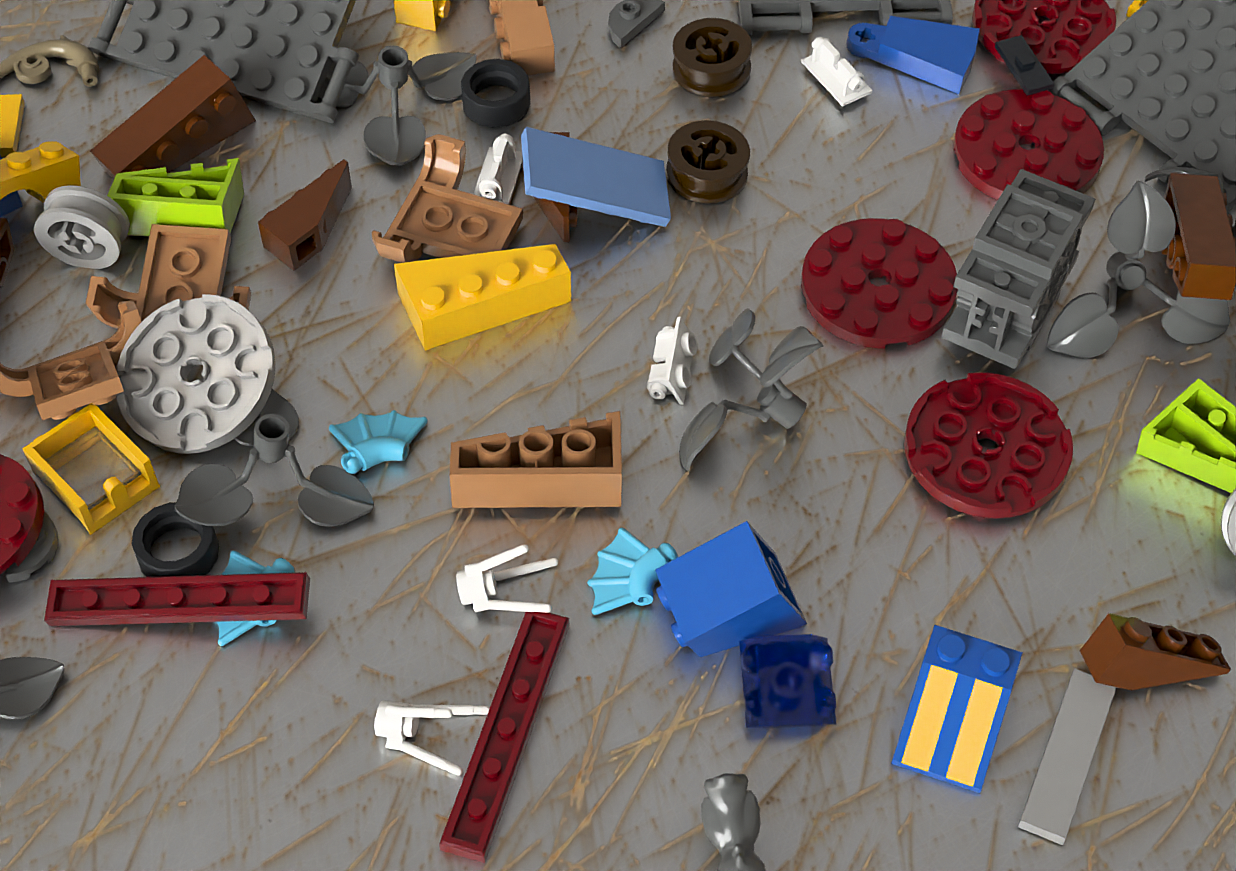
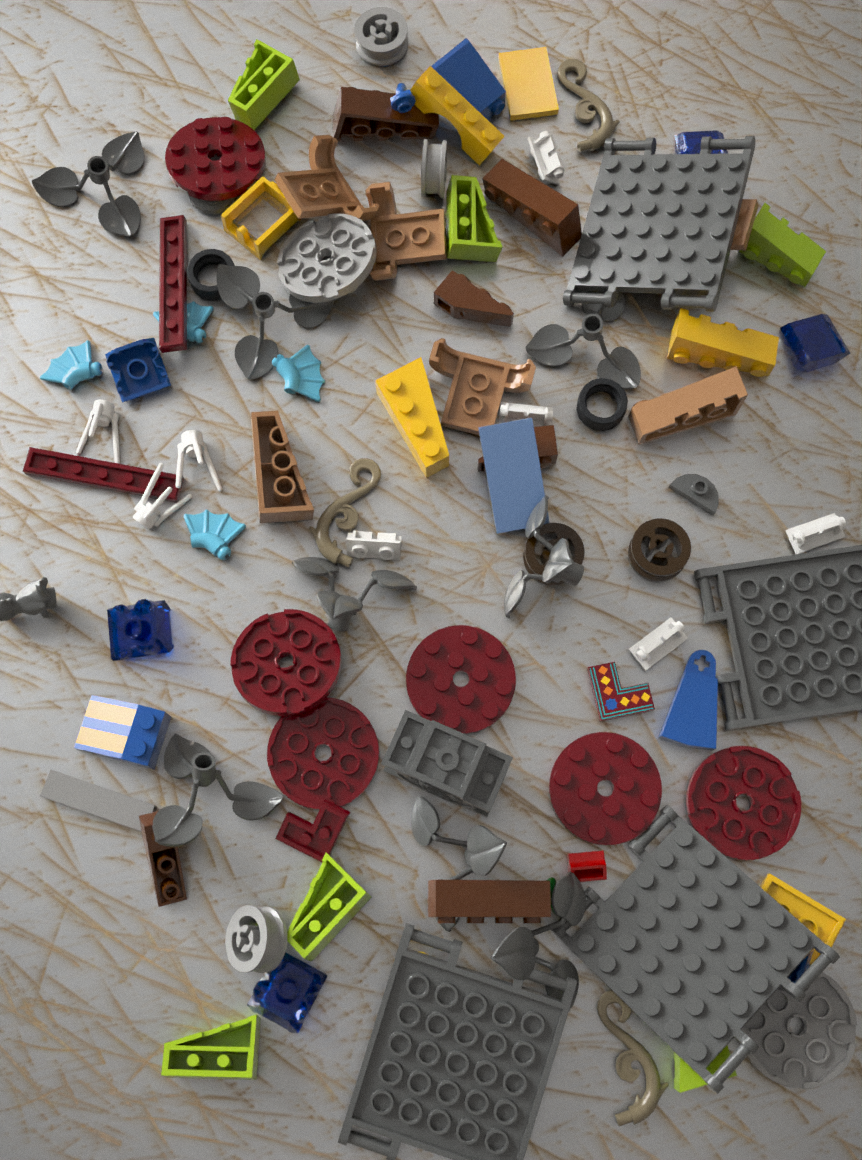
camera: 85 degrees right, 20 degrees up
(84, 113) = (549, 167): none -> white hinge
(295, 771) = (73, 366): none -> medium azure arm
(323, 664) = (137, 369): none -> blue slope
(590, 652) = (149, 514): none -> white plant
(622, 389) = (341, 506): none -> dark tan plant
(728, 593) = (192, 592): blue slope -> none
(755, 103) = (559, 566): none -> plant
(858, 512) = (293, 688): none -> dark red plate
(907, 128) = (614, 701): none -> dark red tile
(1024, 65) = (680, 783): black piece -> none
(1062, 529) = (178, 826): none -> dark grey plant
(1113, 457) = (316, 837): none -> dark red tile
(1129, 166) = (588, 865): none -> red piece

